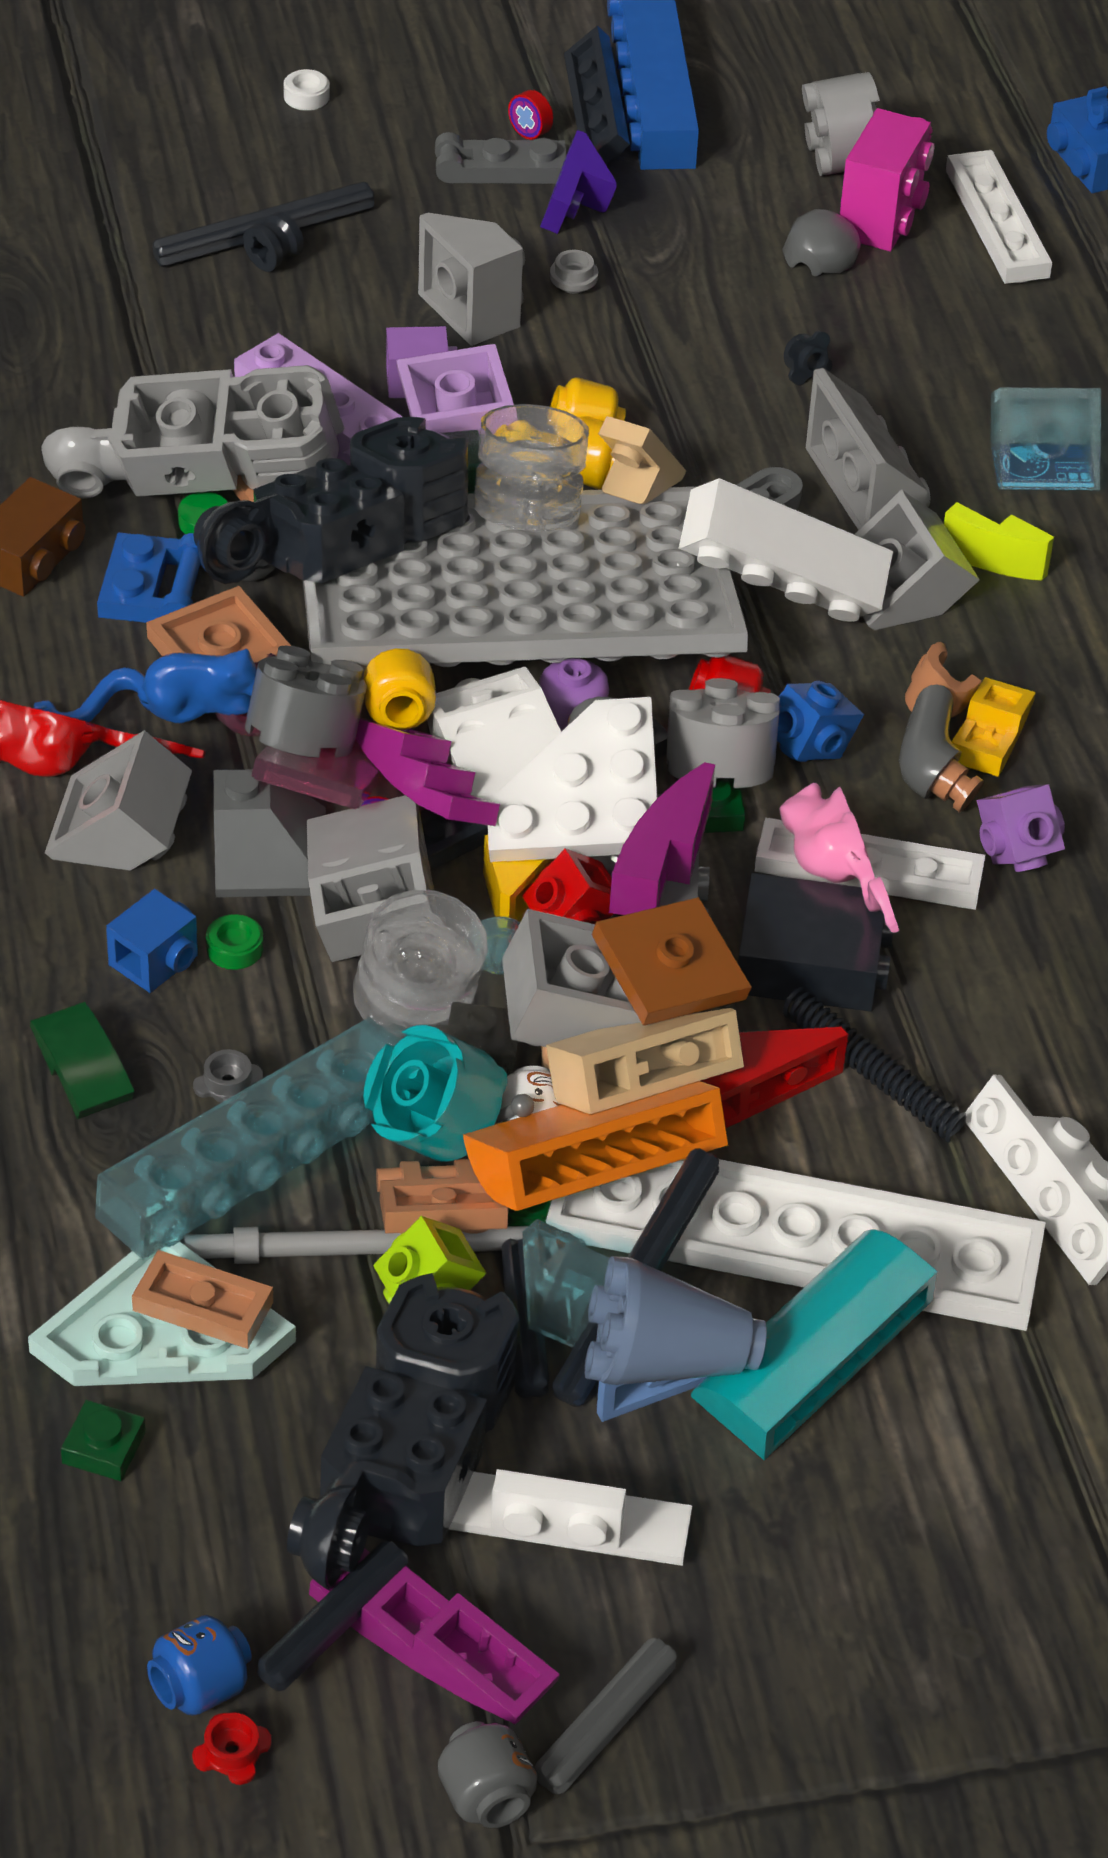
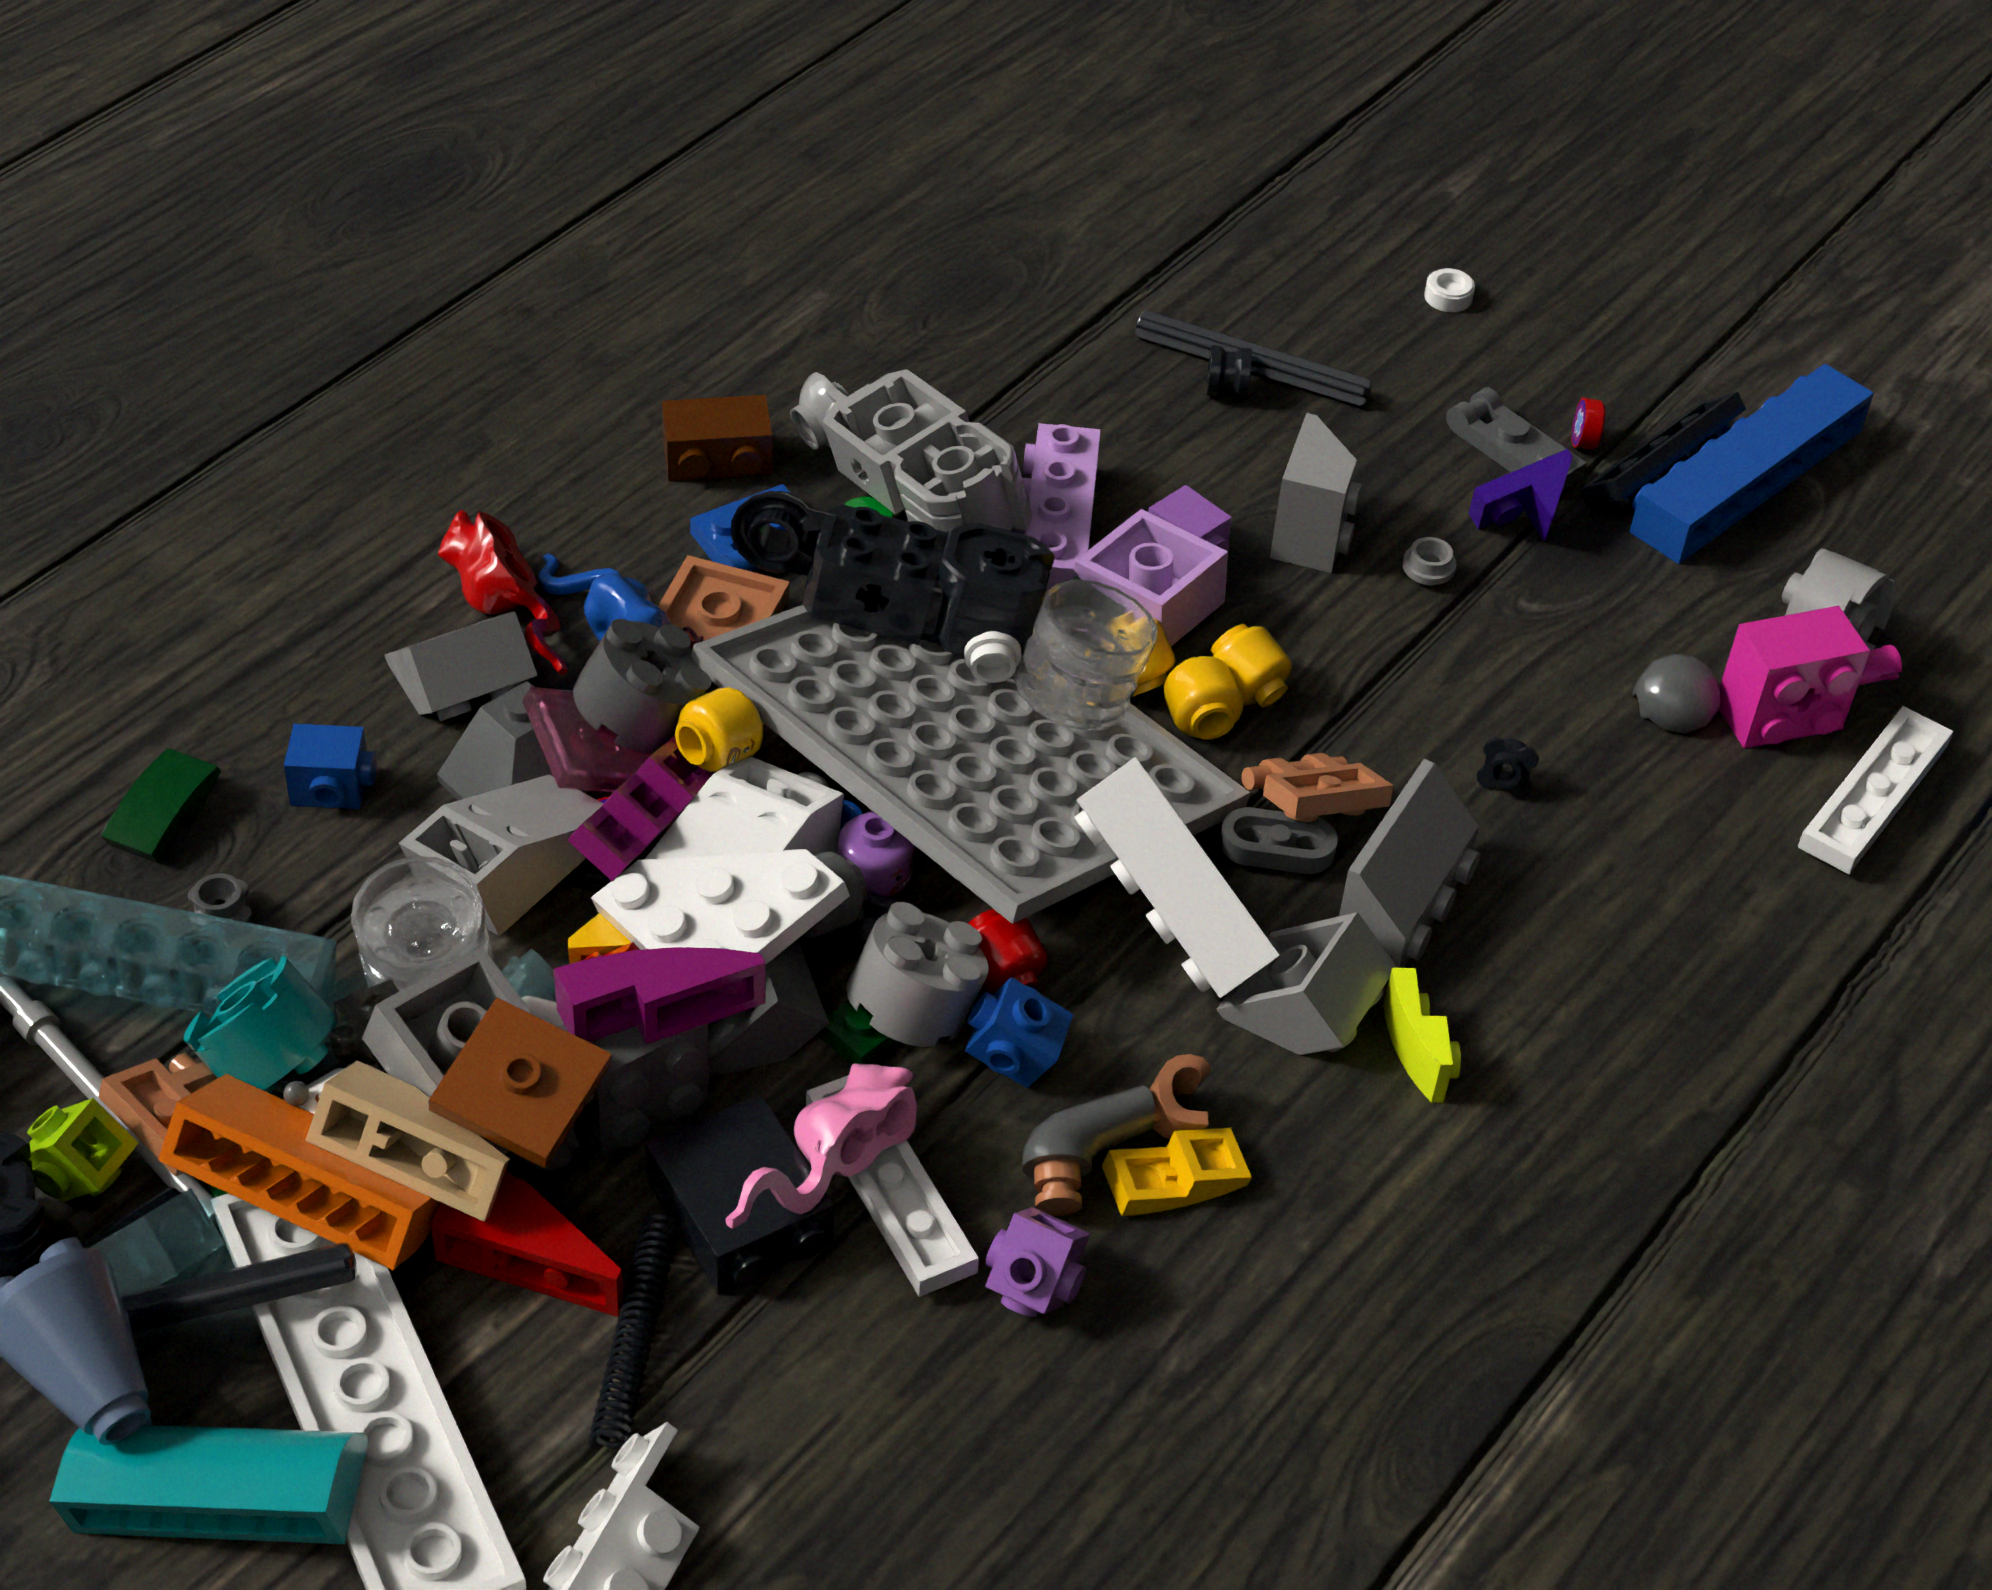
camera: 50 degrees right, 0 degrees up
(234, 941) = (387, 818): green tile -> none
(470, 516) = (992, 656): none -> white plate
(641, 463) = (1206, 731): tan slope -> none
(738, 451) = (1318, 786): none -> nougat plate
(1046, 438) = (1605, 991): clear light blue slope -> none

